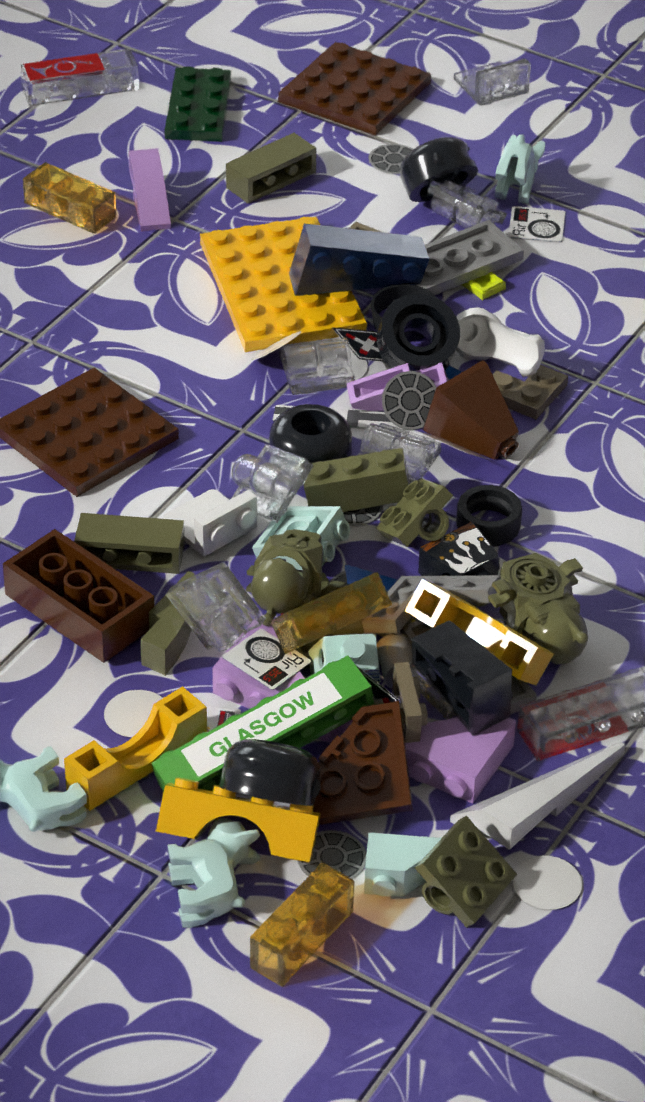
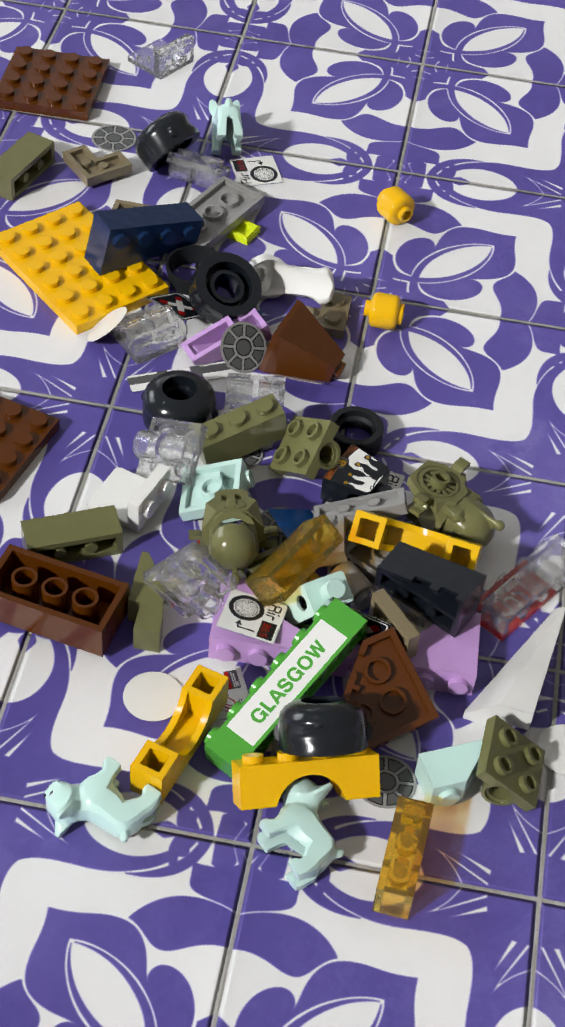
camera: 25 degrees left, 5 degrees up
(350, 187) = (93, 169): none -> dark tan plate
(593, 398) = (384, 311): none -> yellow head

